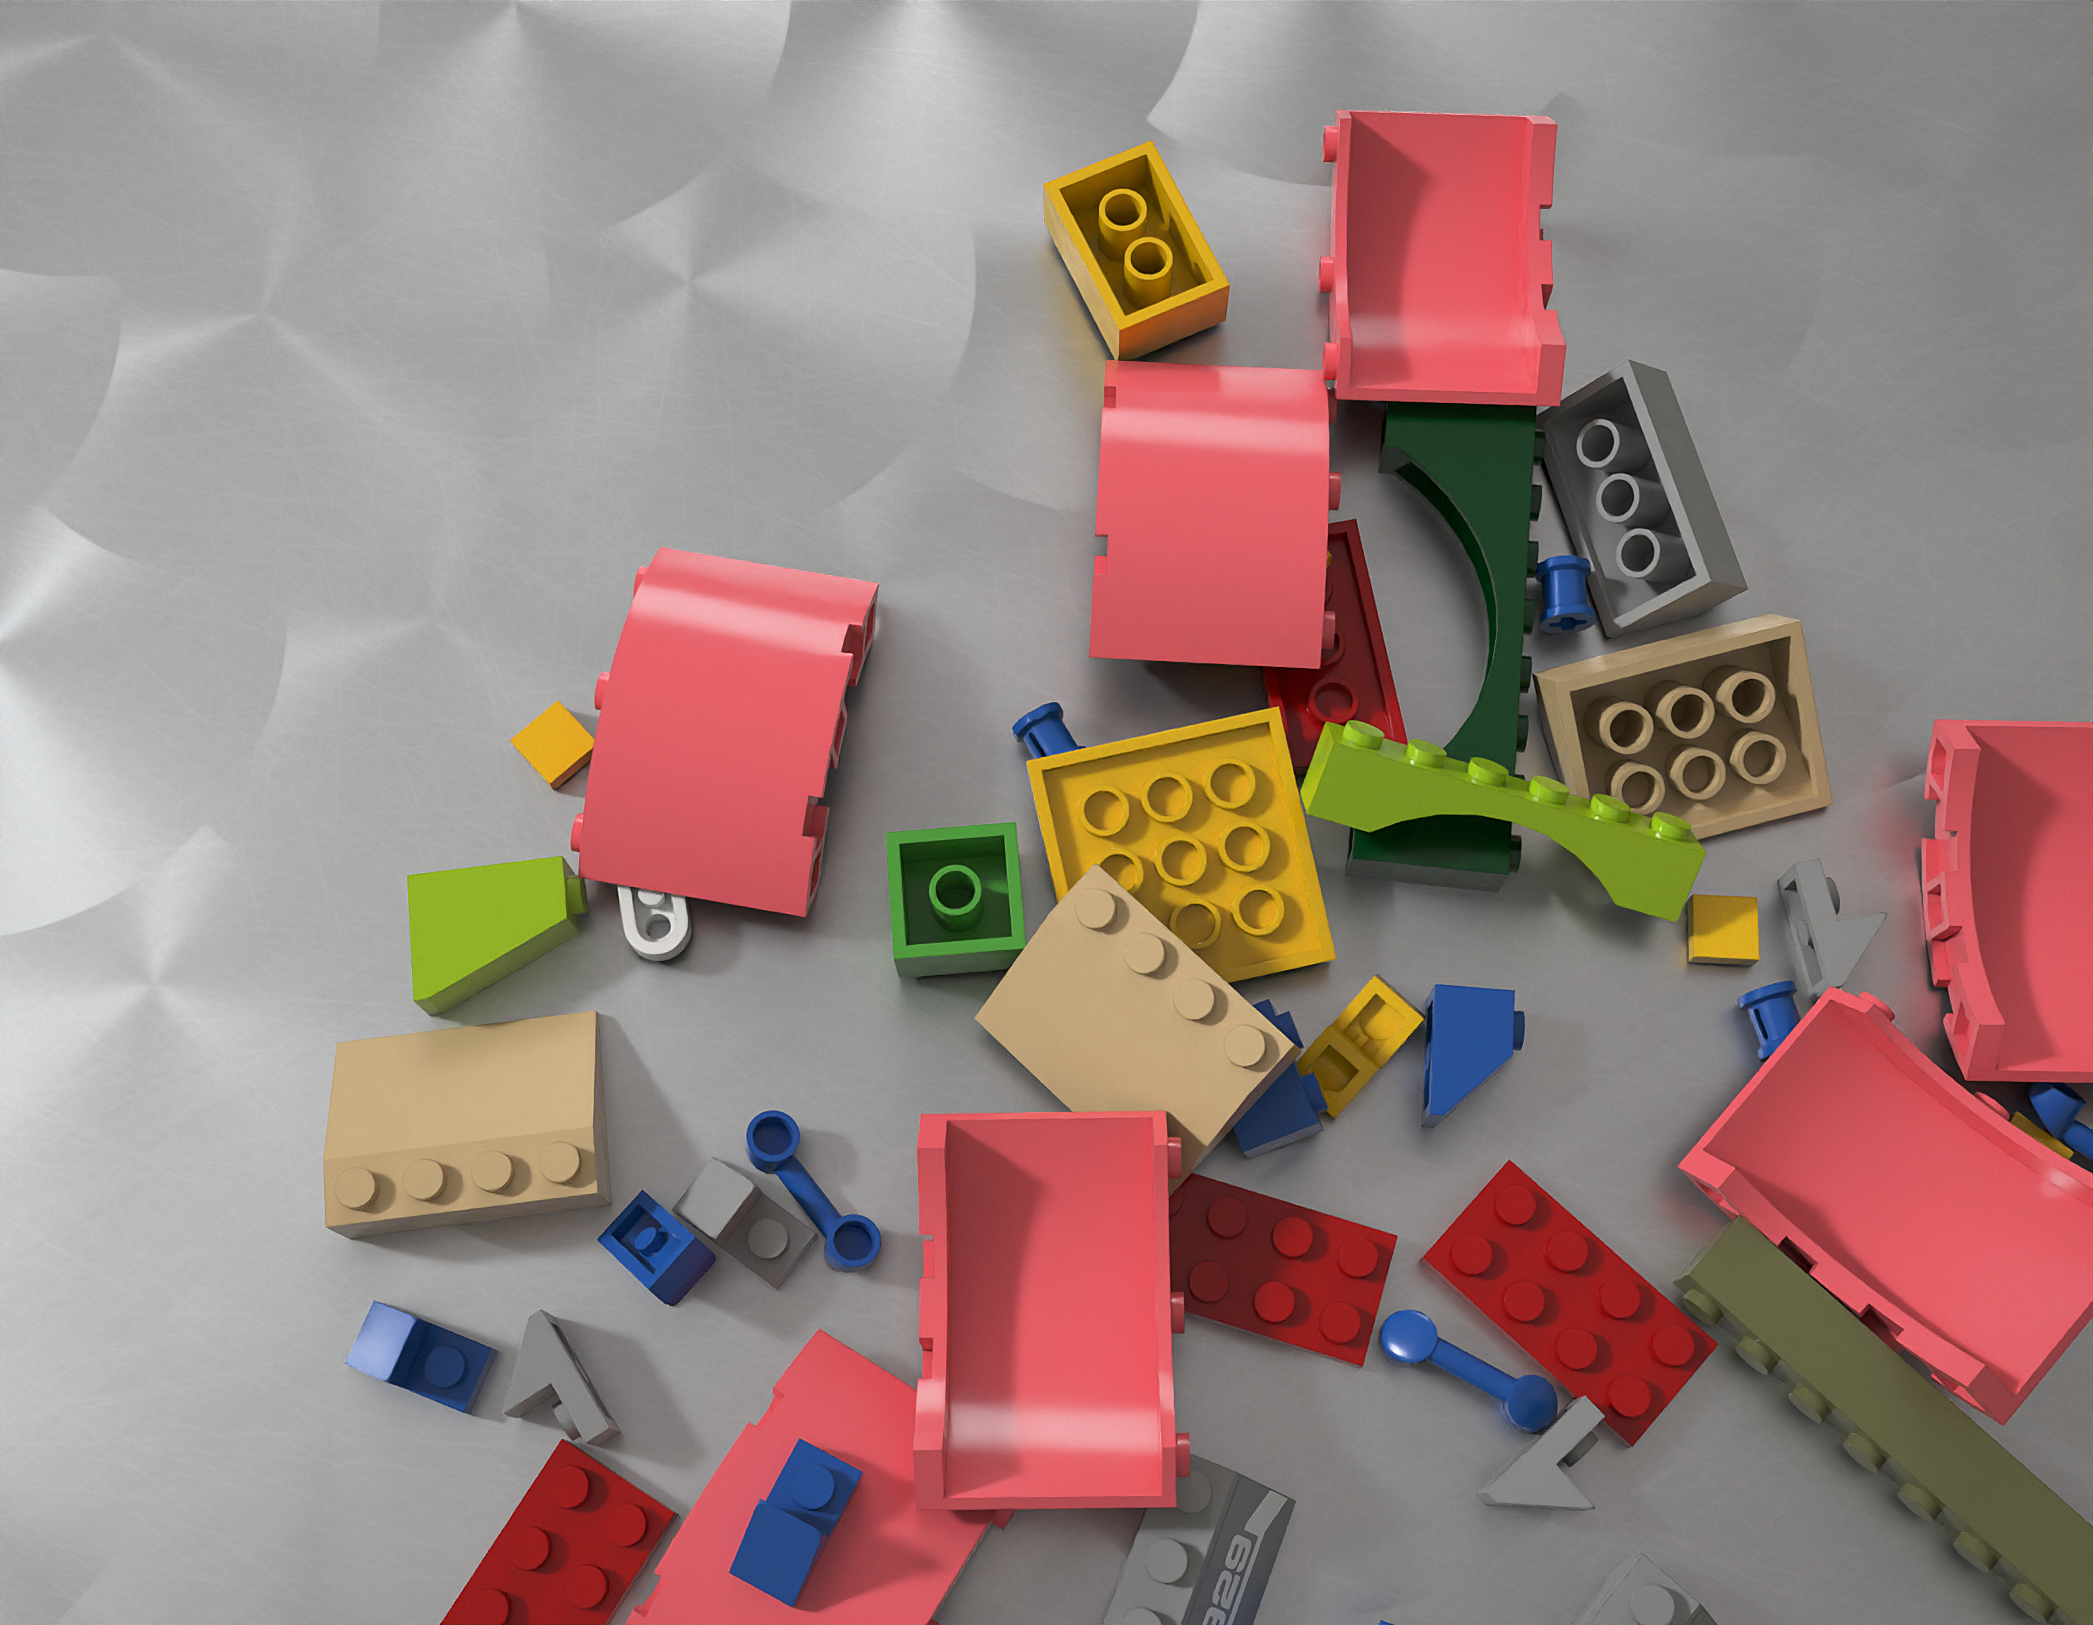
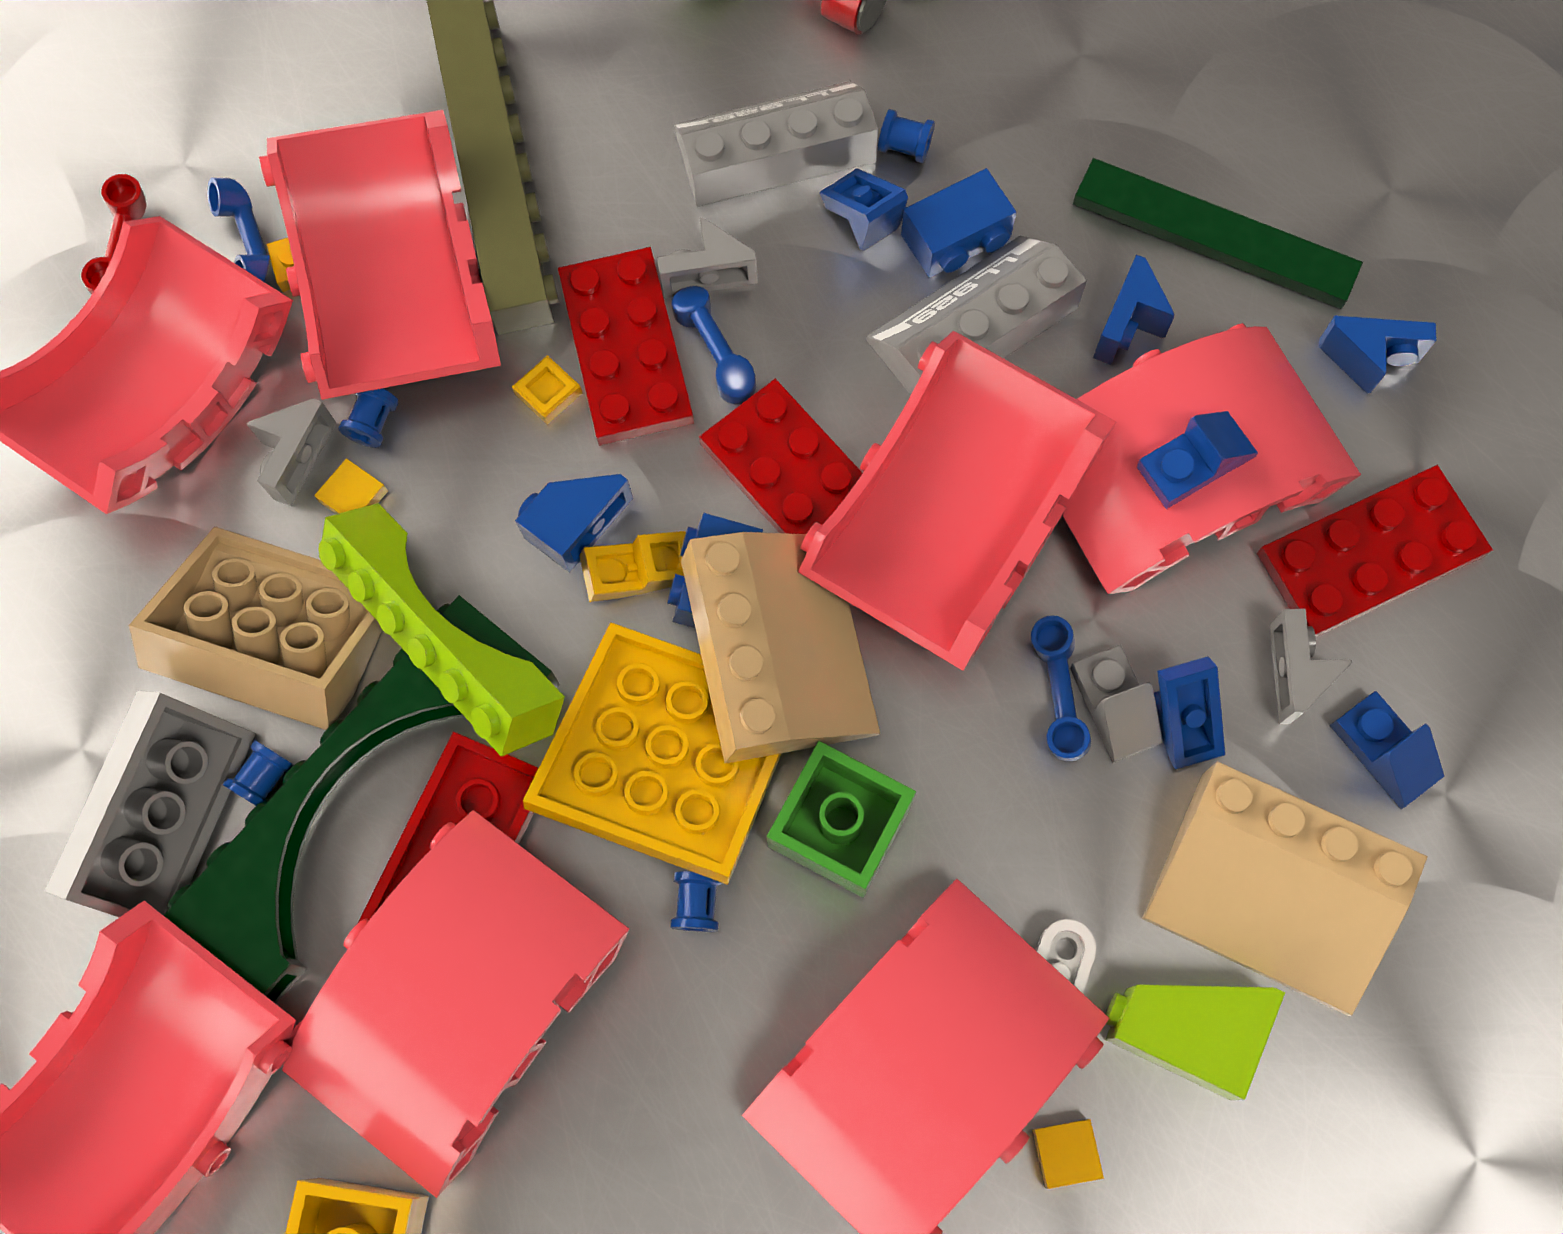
camera: 145 degrees left, 0 degrees up
(1611, 1188) = (547, 390): none -> yellow tile

